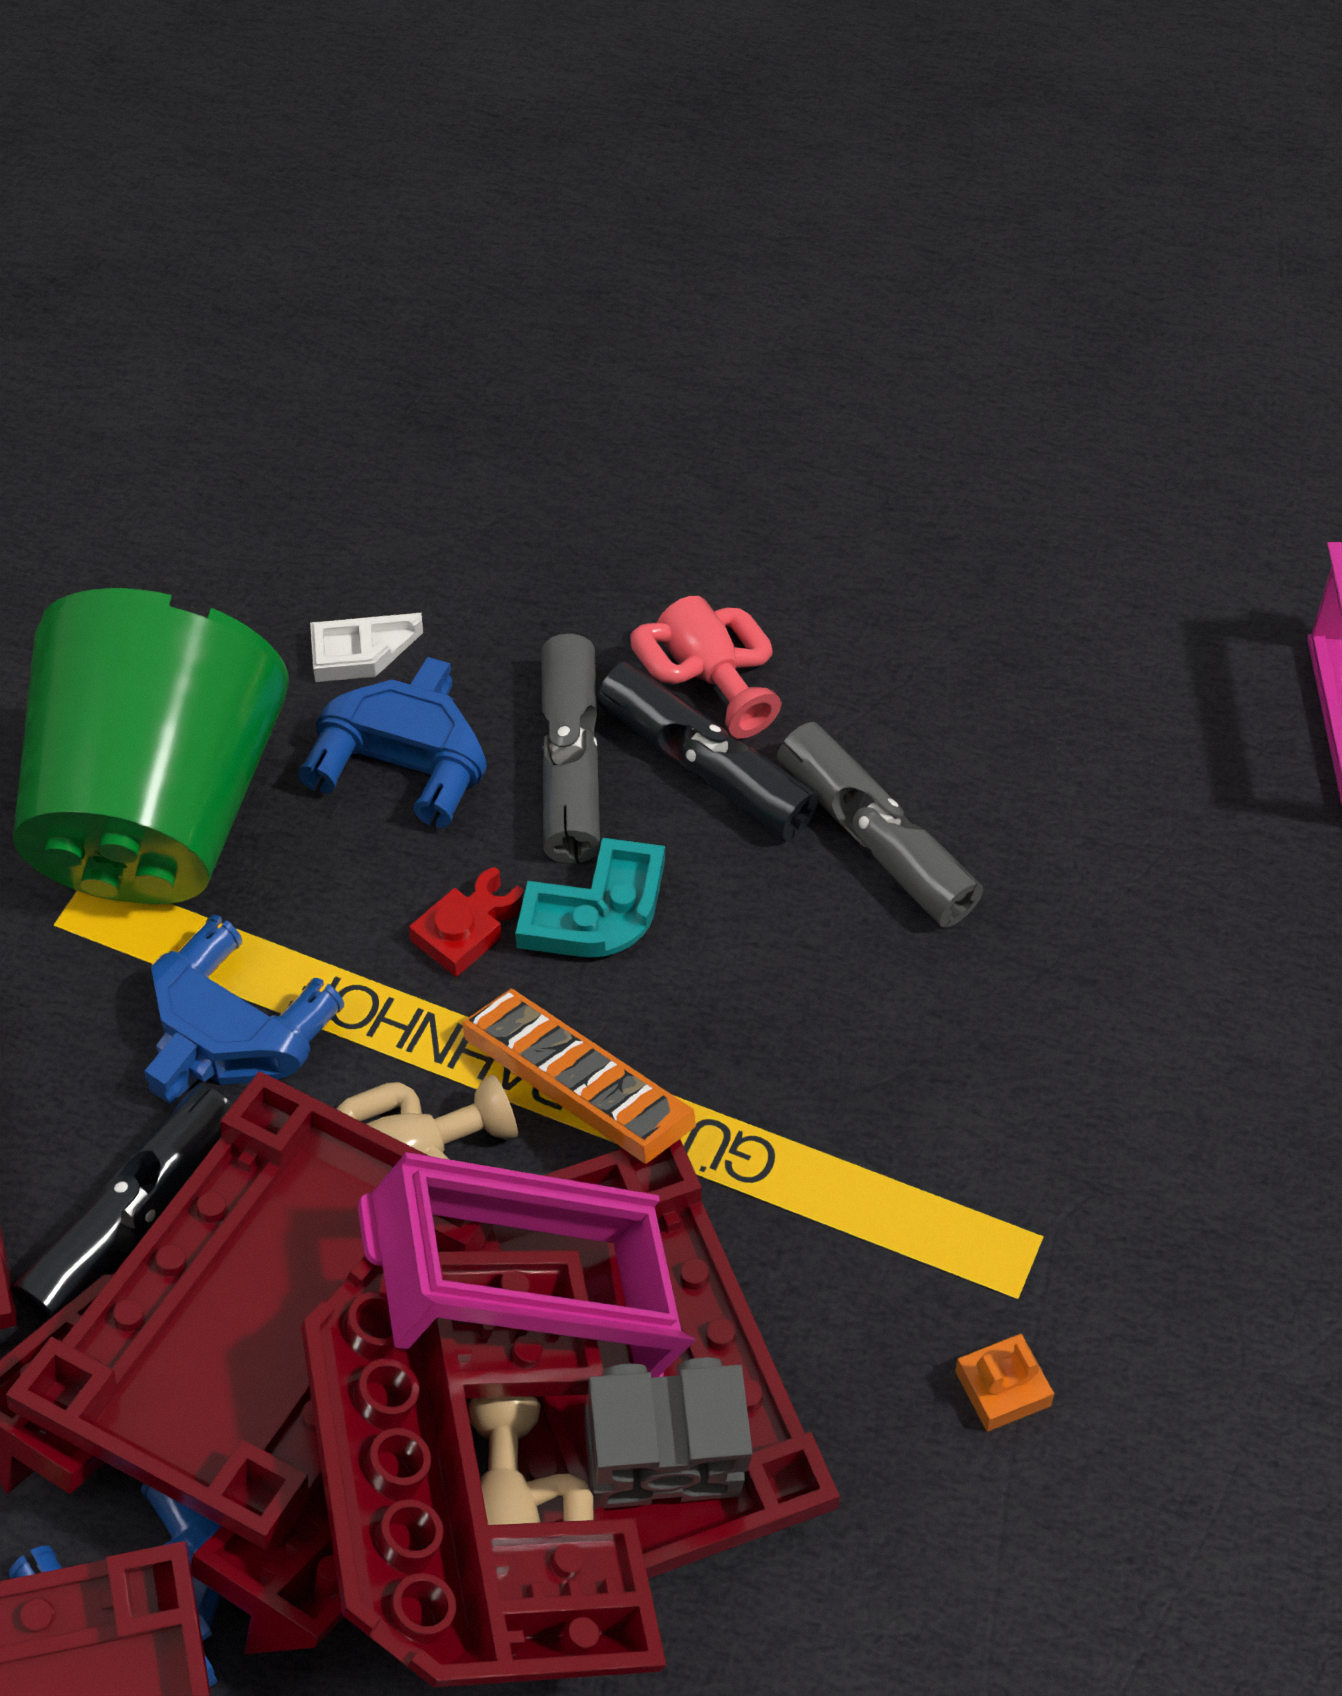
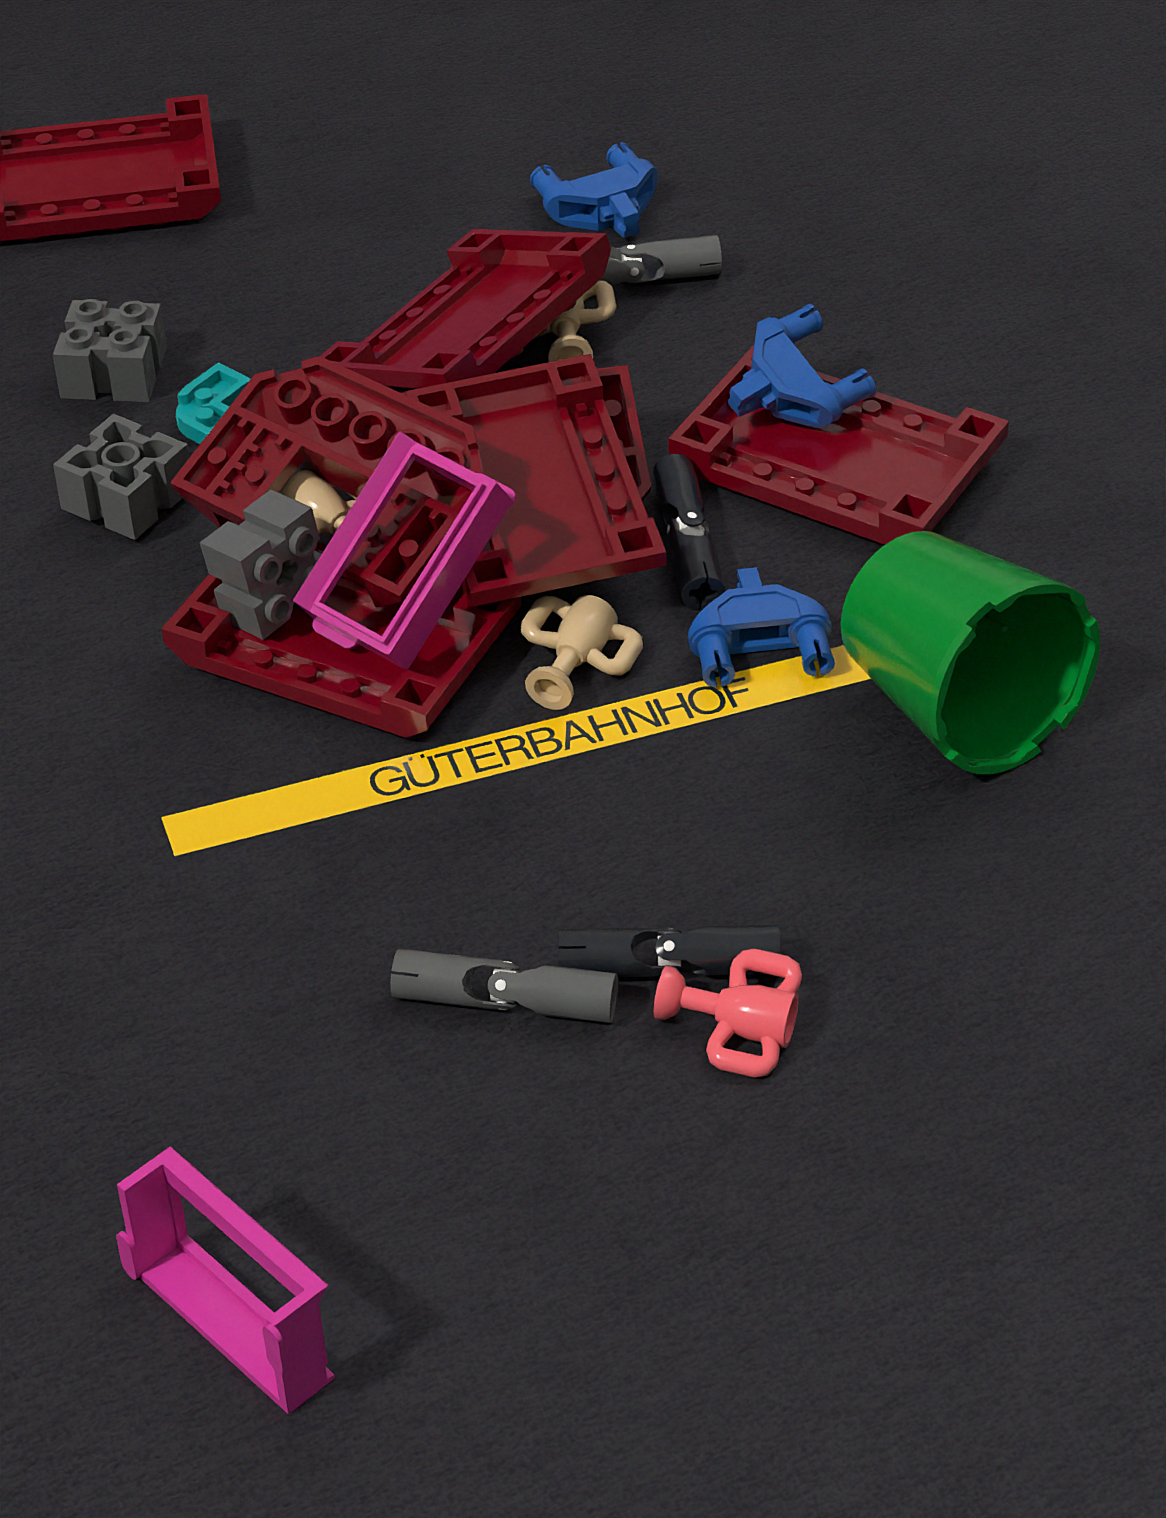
camera: 140 degrees right, 10 degrees down
(361, 645) = (983, 870): white tile -> none
(404, 726) = (864, 834): blue connector -> none
(464, 928) = (696, 771): red plate -> none
(571, 715) = (759, 893): dark grey piece -> none
(579, 1075) = (519, 714): tile -> none
(598, 918) = (617, 823): teal plate -> none
(1004, 1382) = (130, 765): orange tile -> none

